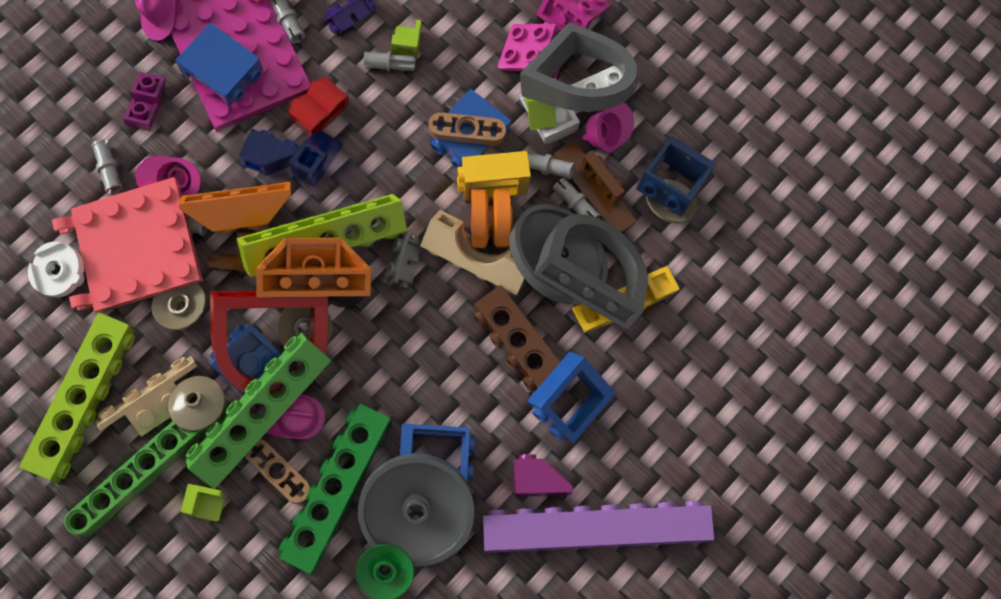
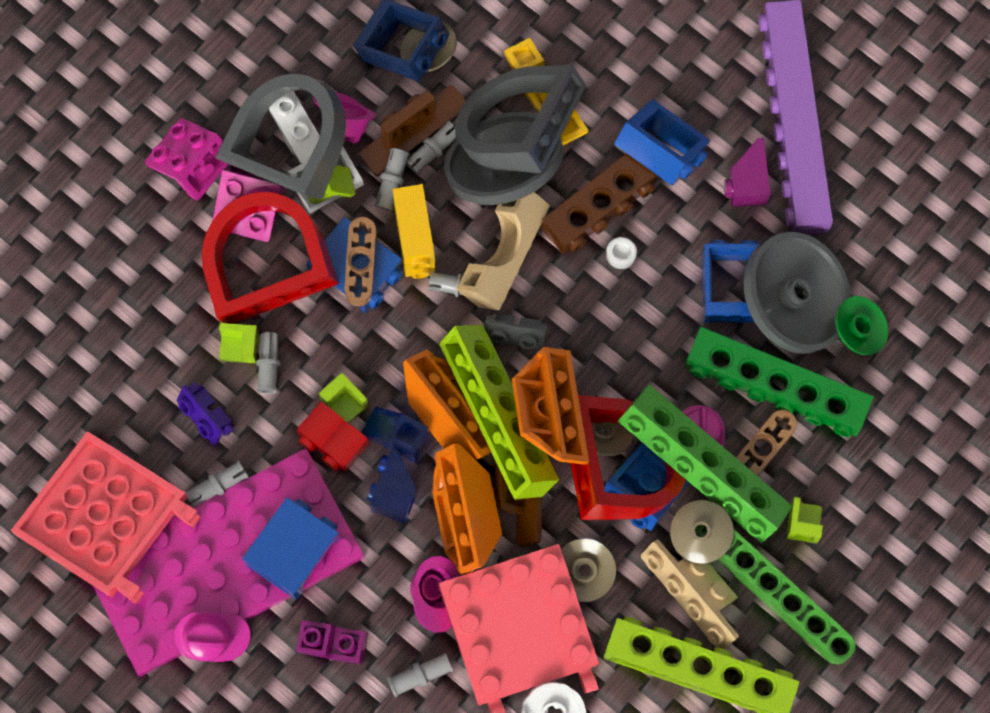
camera: 85 degrees left, 0 degrees up
(341, 189) = (441, 403): none -> orange wedge
(353, 118) = (344, 398): none -> lime panel
(451, 202) = (445, 283): none -> light grey pin
(460, 22) = (315, 280): none -> red window
(472, 359) = (621, 253): none -> white tile
(492, 218) = (465, 232): orange wheel -> none

